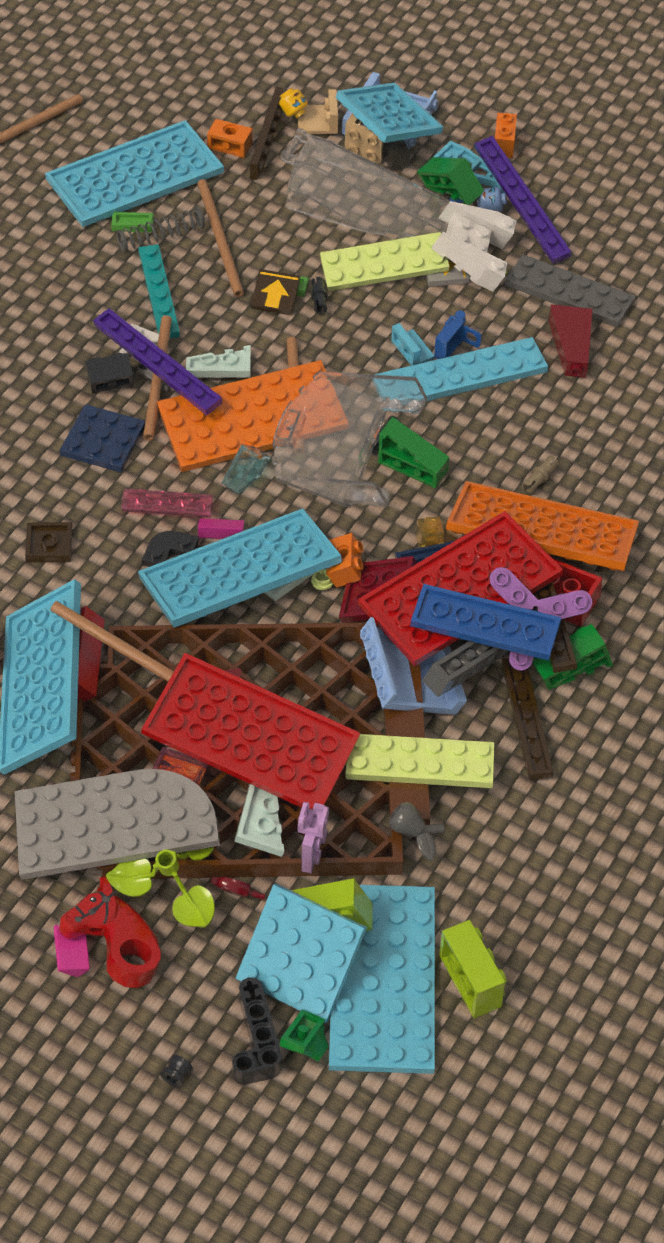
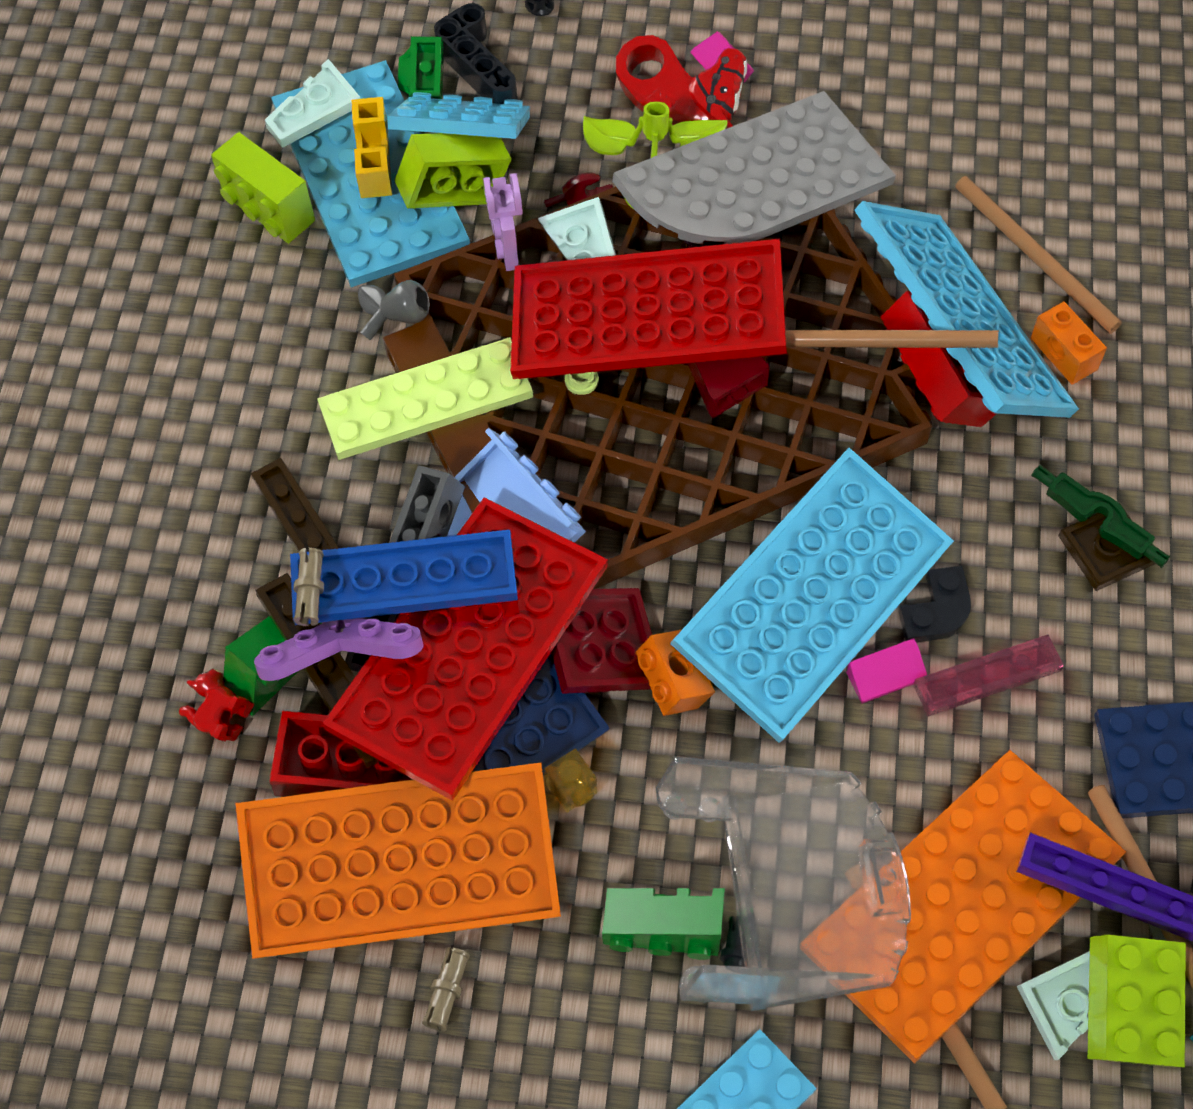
camera: 160 degrees right, 10 degrees up
(39, 541) = (1115, 528): none -> dark green piece
(201, 340) = (1137, 1001): none -> lime brick
(245, 468) = (911, 788): clear light blue slope -> none
(379, 958) = (372, 145): none -> yellow arch
(406, 1026) = (317, 104): none -> light aqua wing
(545, 622) = (308, 587): none -> dark tan pin
(620, 643) = (217, 708): none -> red animal

